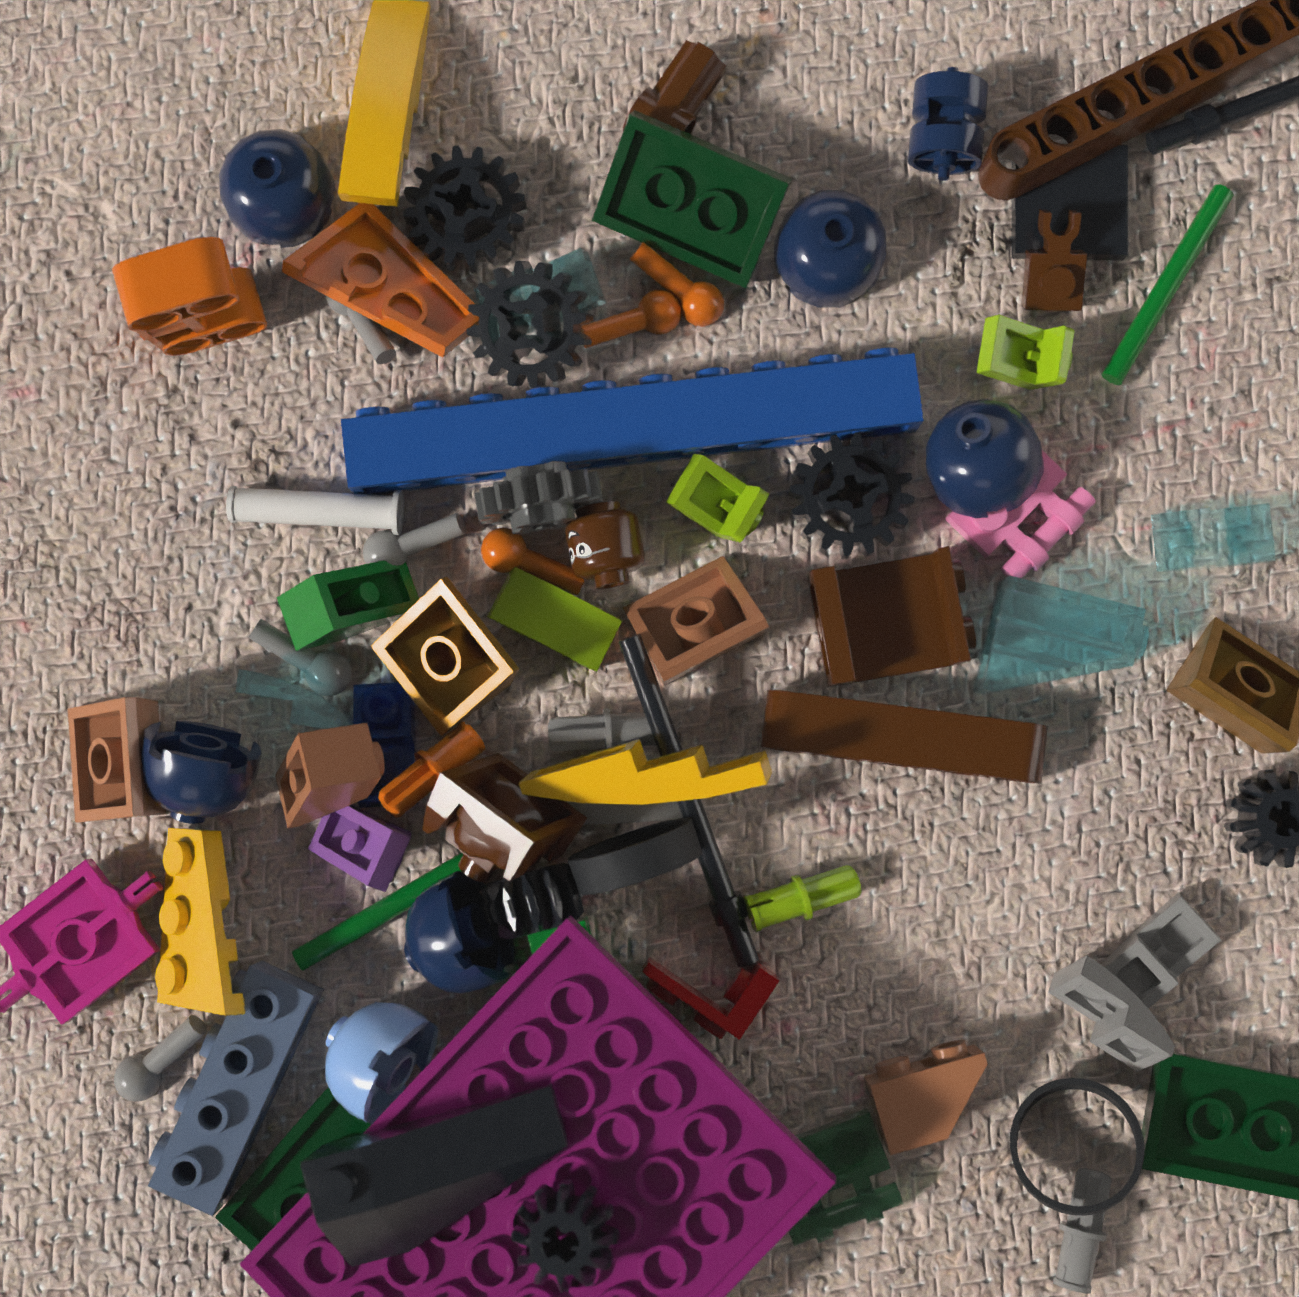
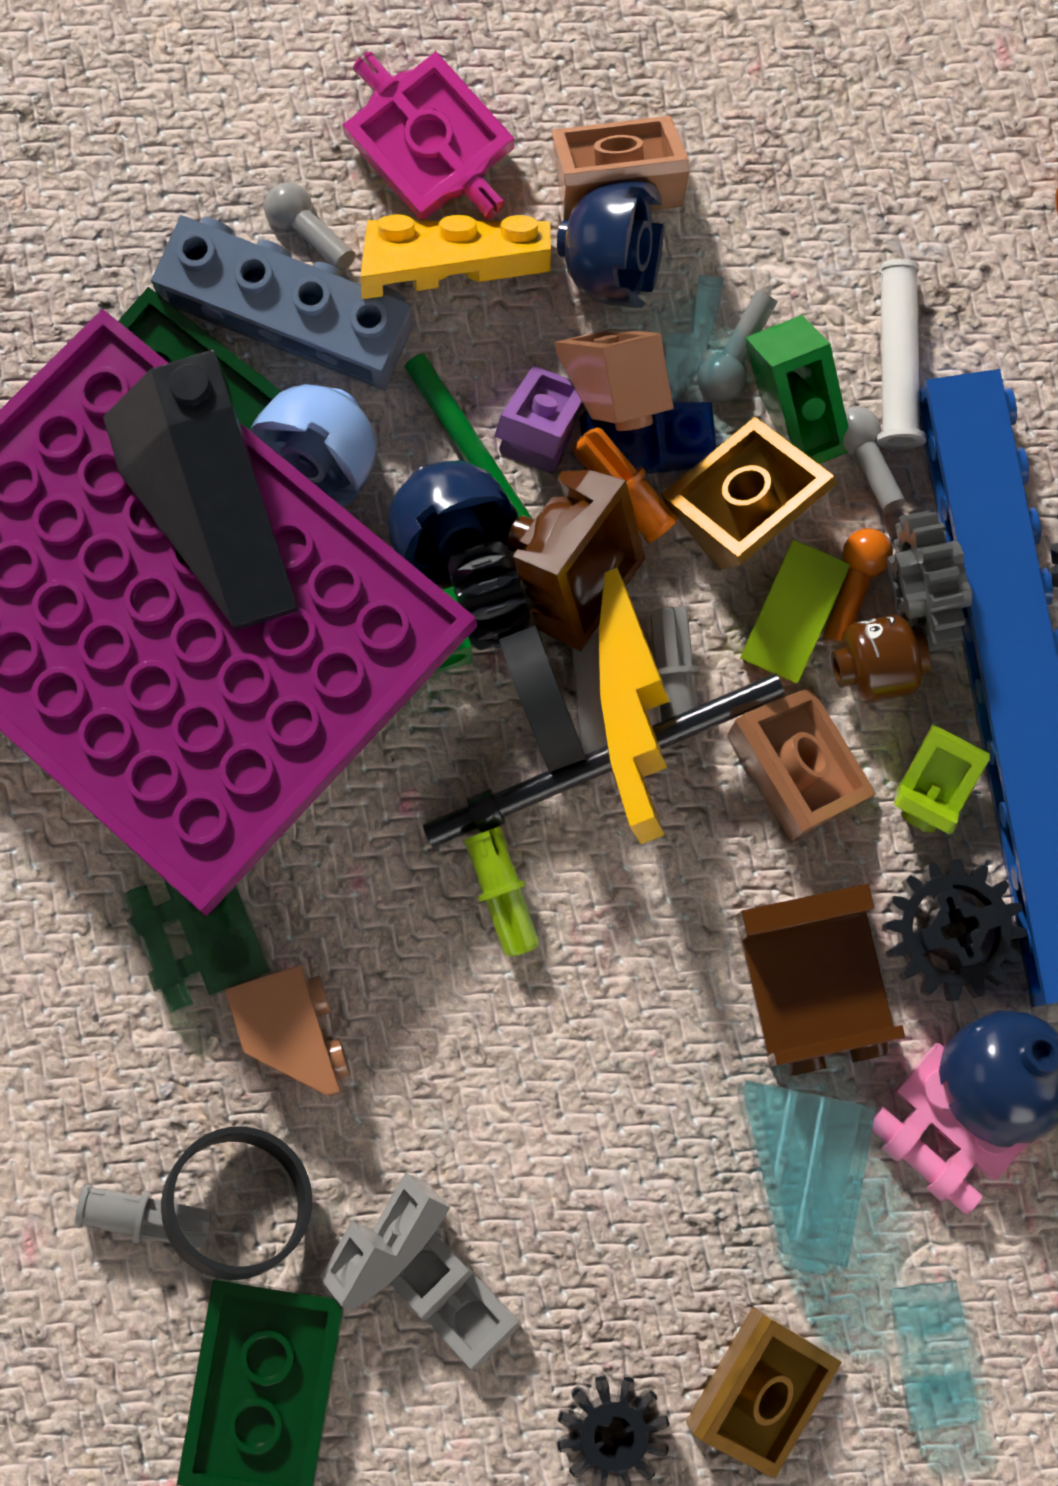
camera: 85 degrees right, 5 degrees down
(562, 1256) = (117, 638): black gear -> none
(745, 992) = (396, 830): red bracket -> none
(904, 736) = (685, 1001): reddish brown beam -> none

